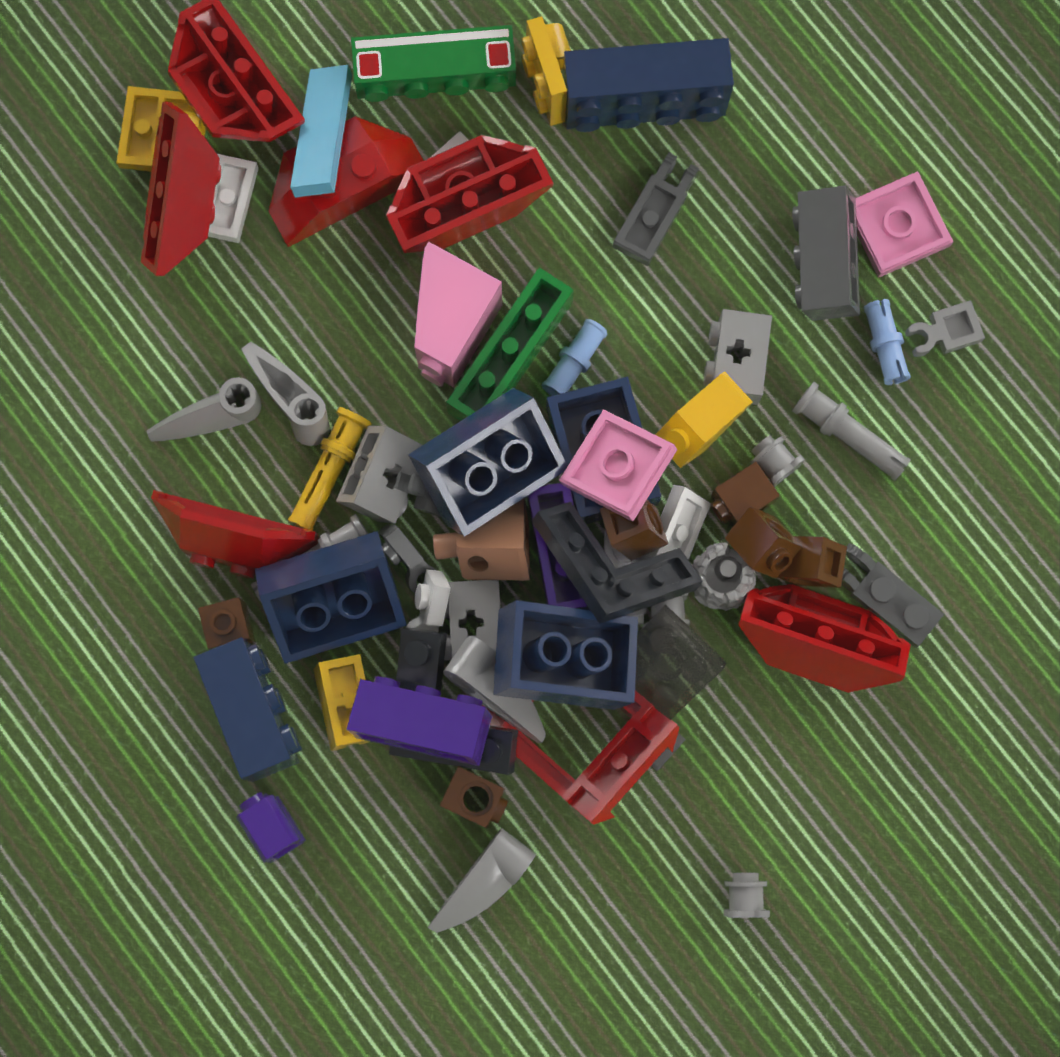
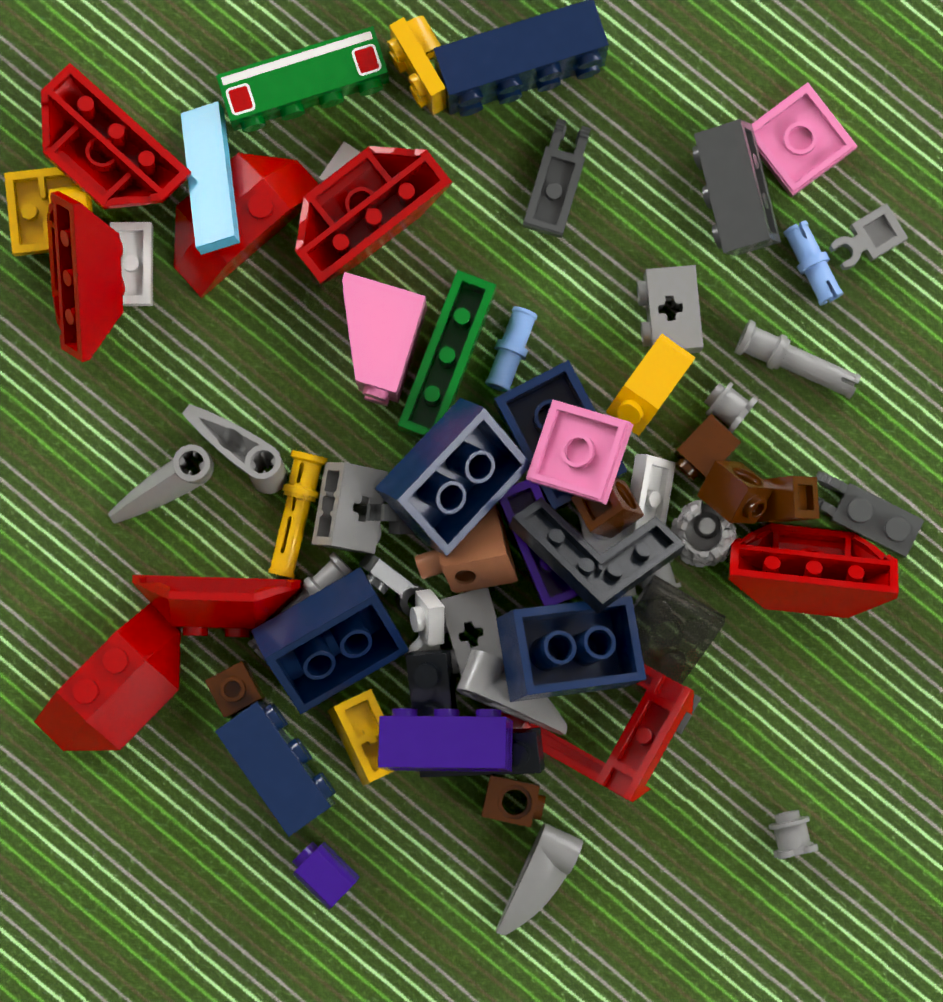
camera: 10 degrees left, 5 degrees up
(111, 597) = (117, 687): none -> red wedge

